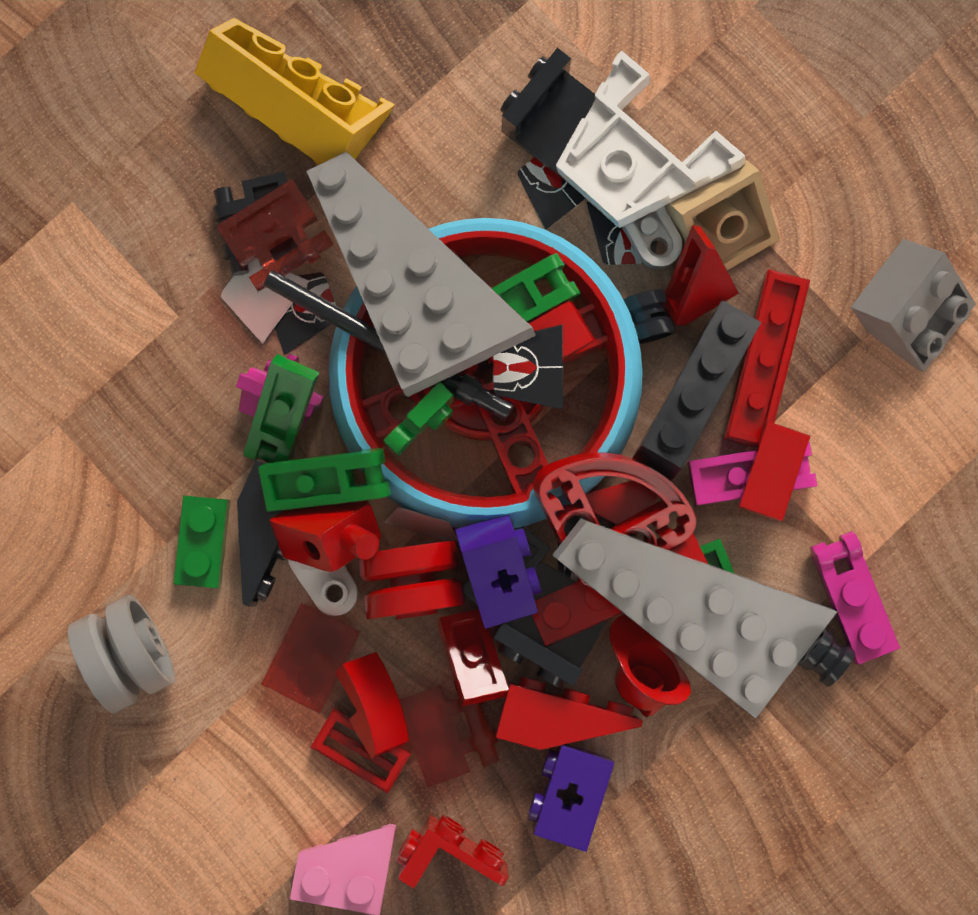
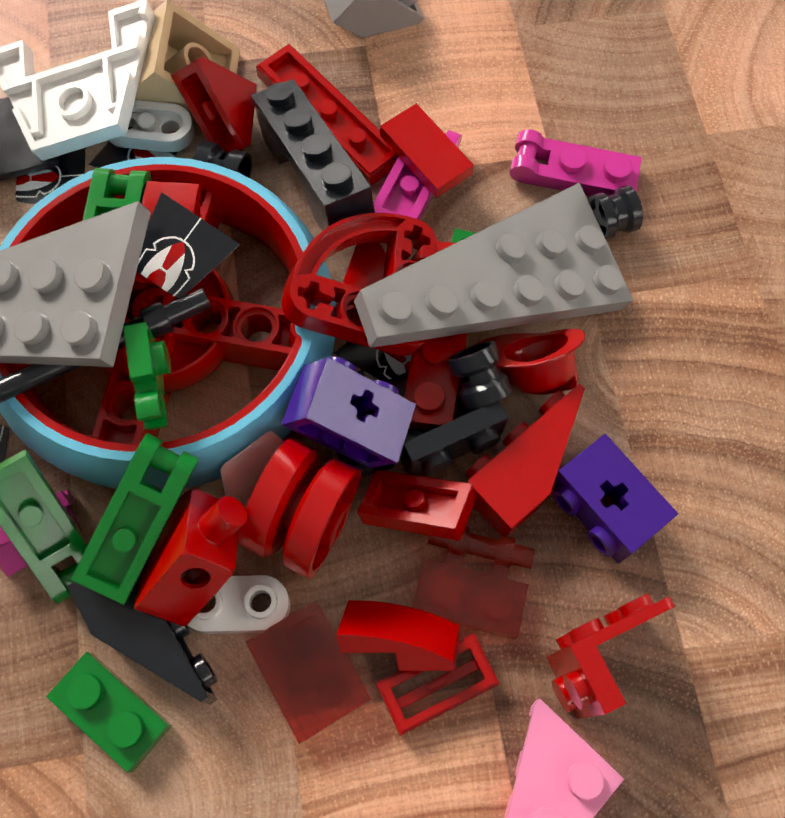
camera: 60 degrees left, 15 degrees down
(592, 646) = (479, 375): none -> black wheel

